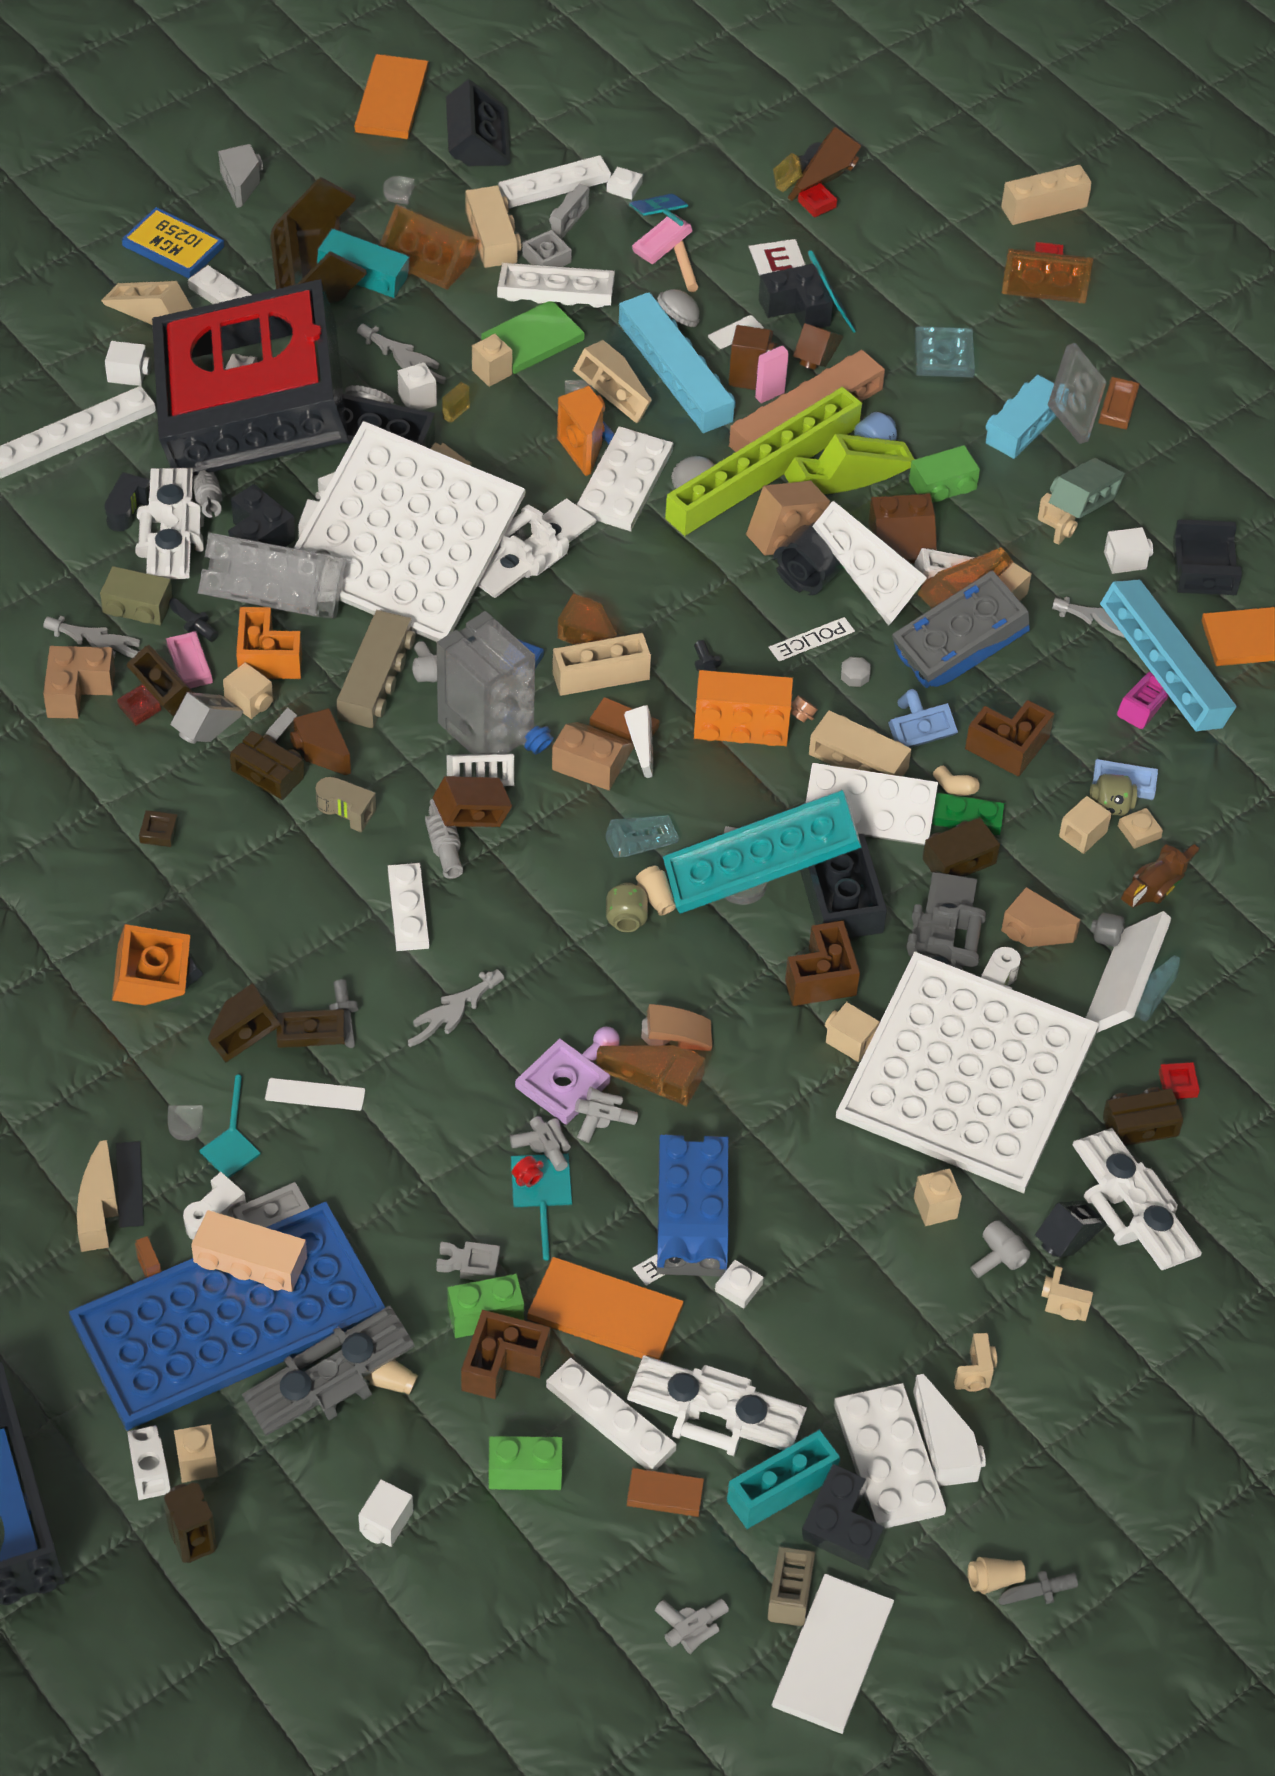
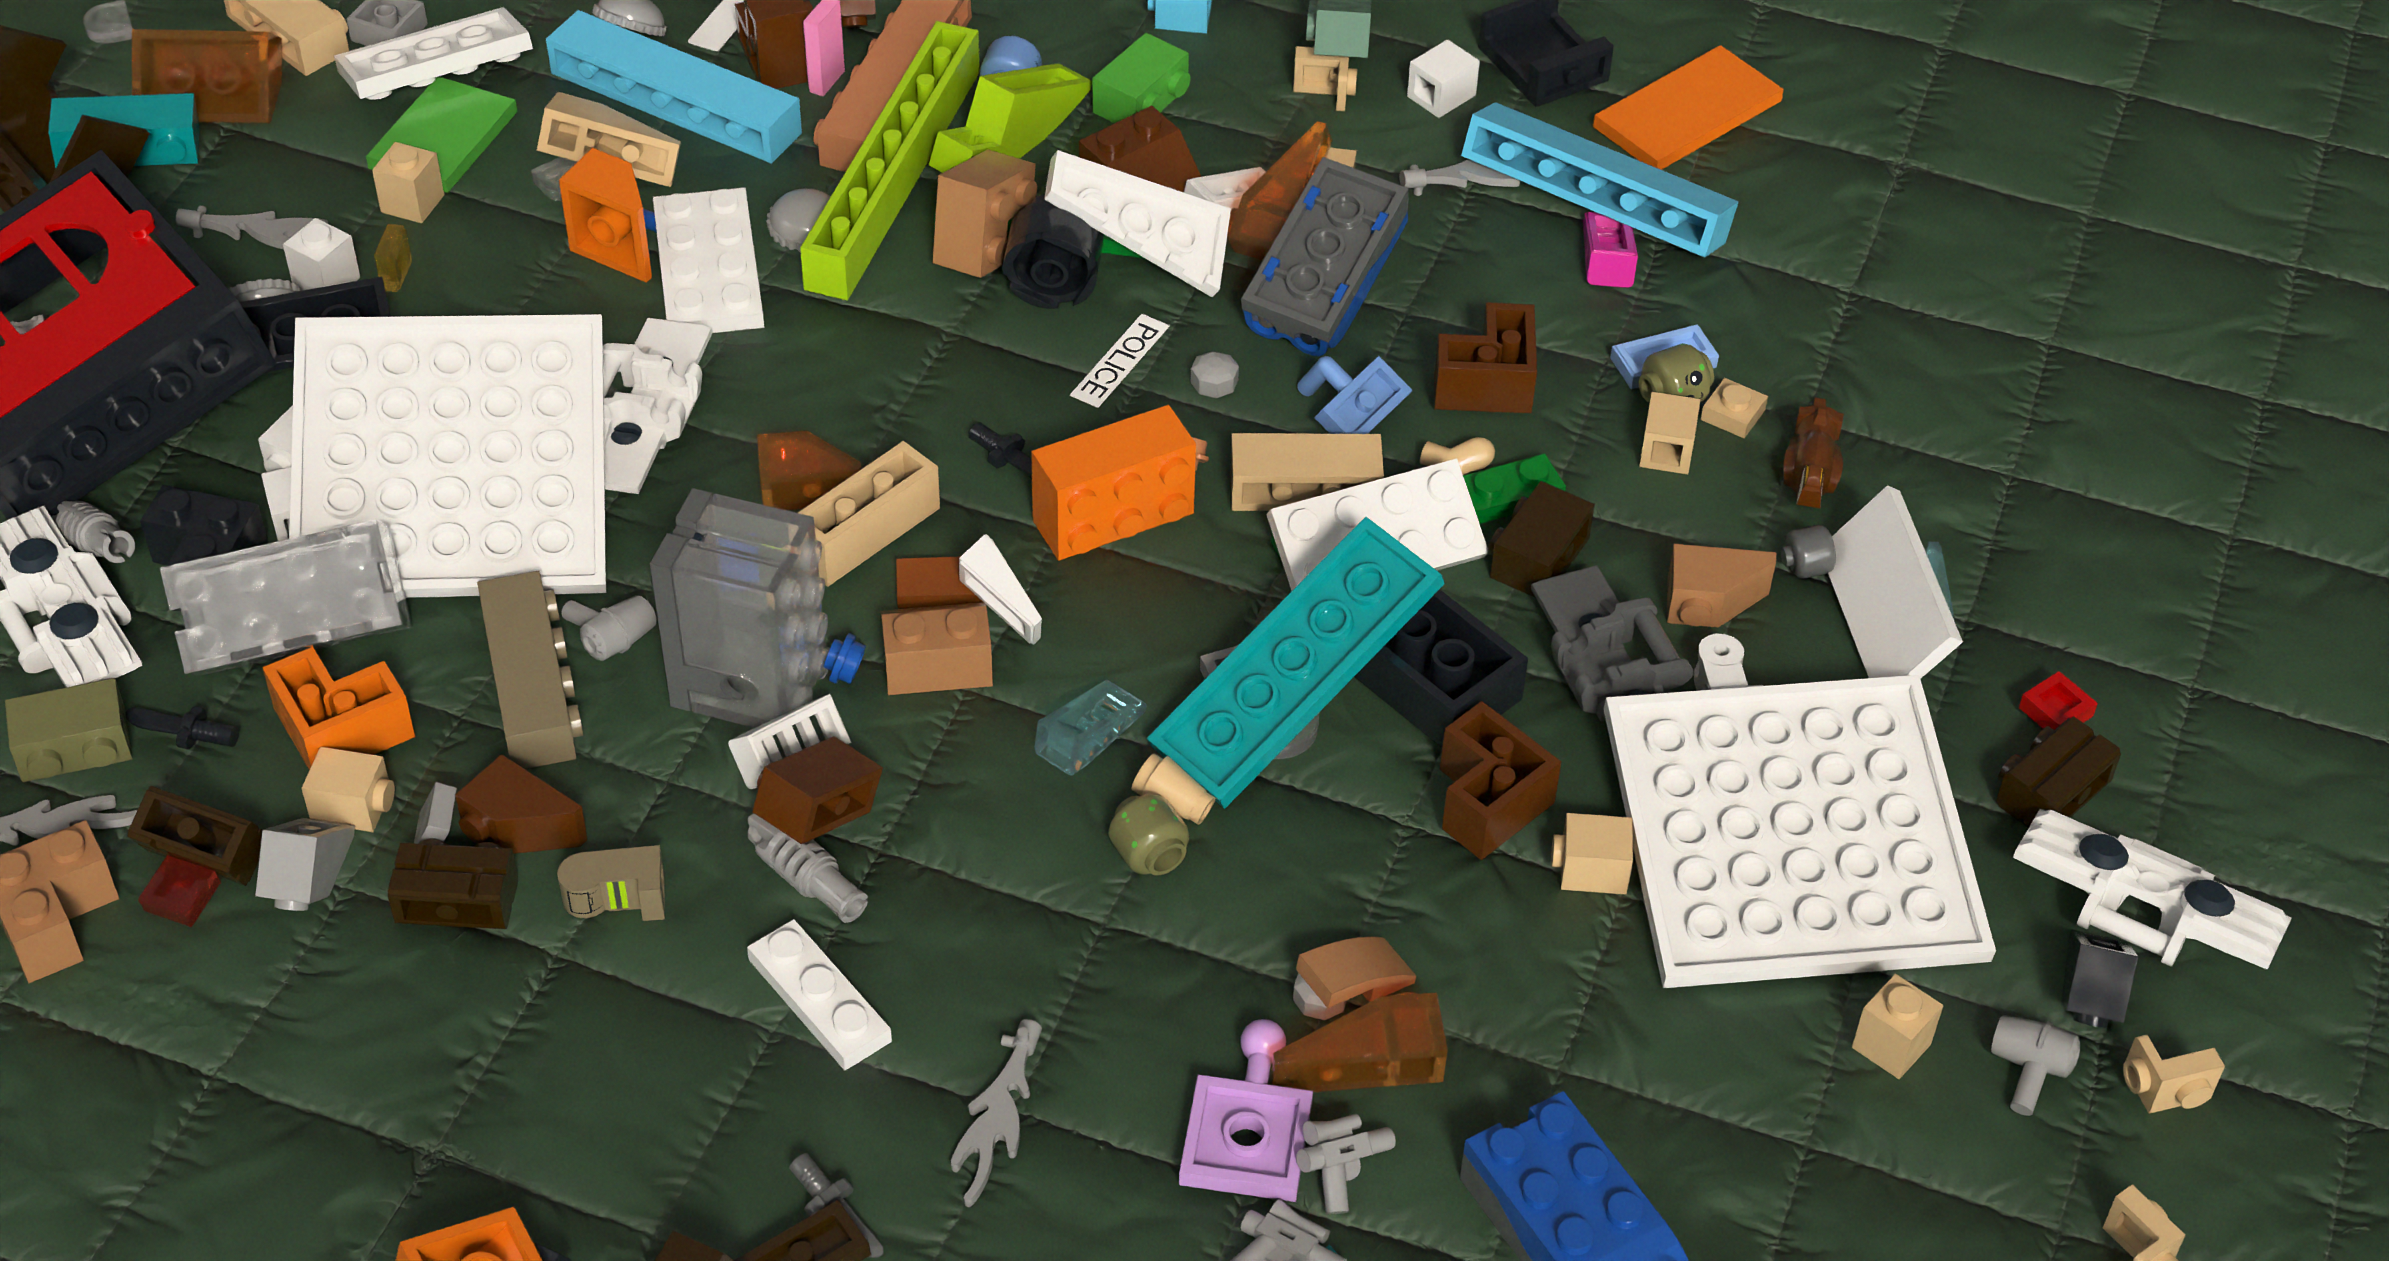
camera: 30 degrees left, 5 degrees down
(158, 828) = (337, 1066): dark brown plate -> none
(189, 659) = (214, 782): bright pink tile -> none

